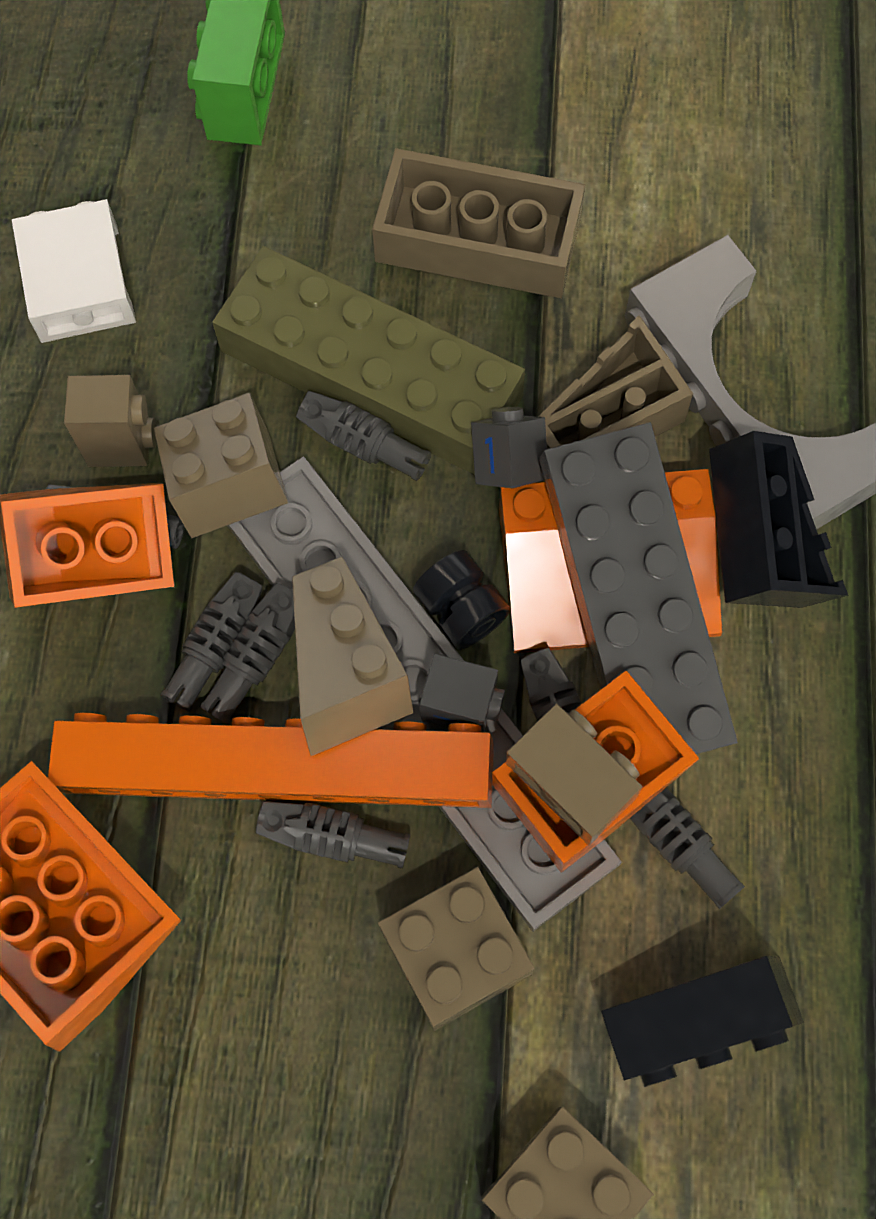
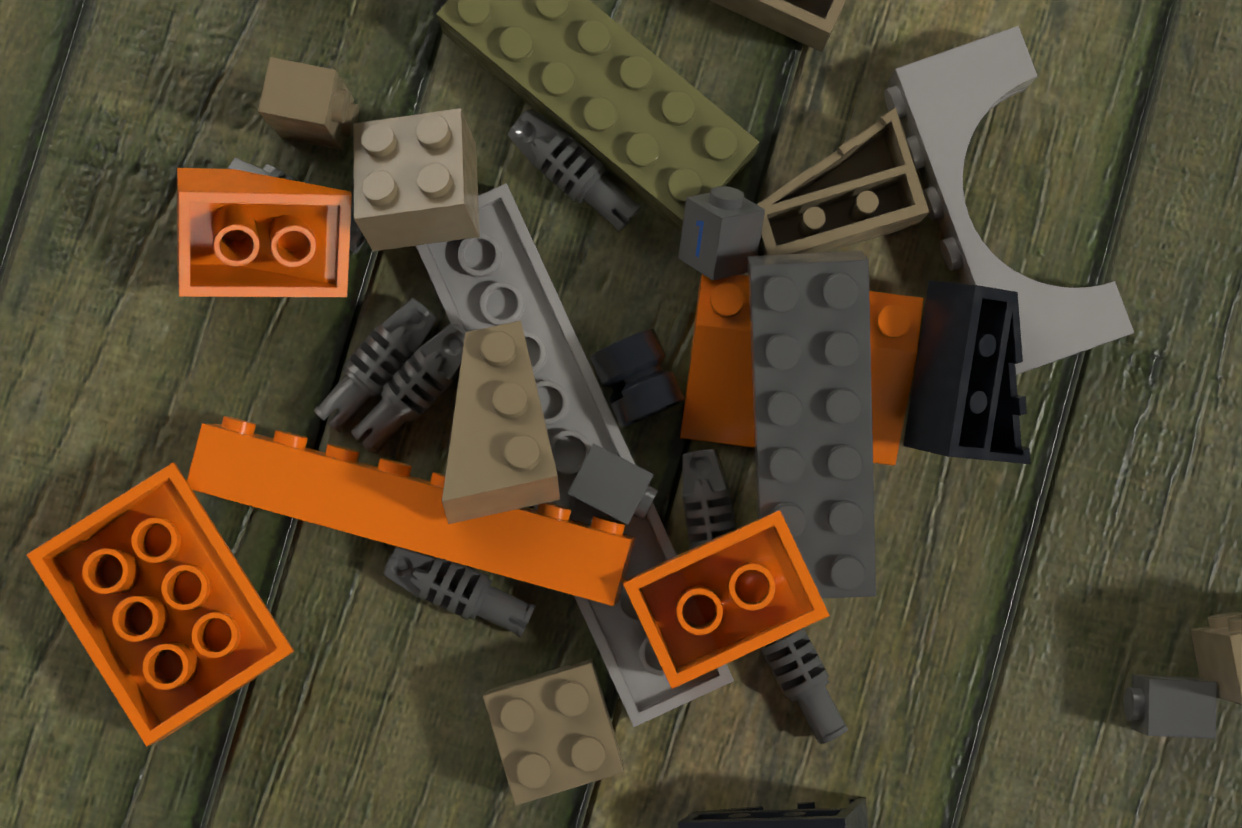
camera: 10 degrees right, 15 degrees up
(574, 772) = (701, 612): dark tan brick -> none

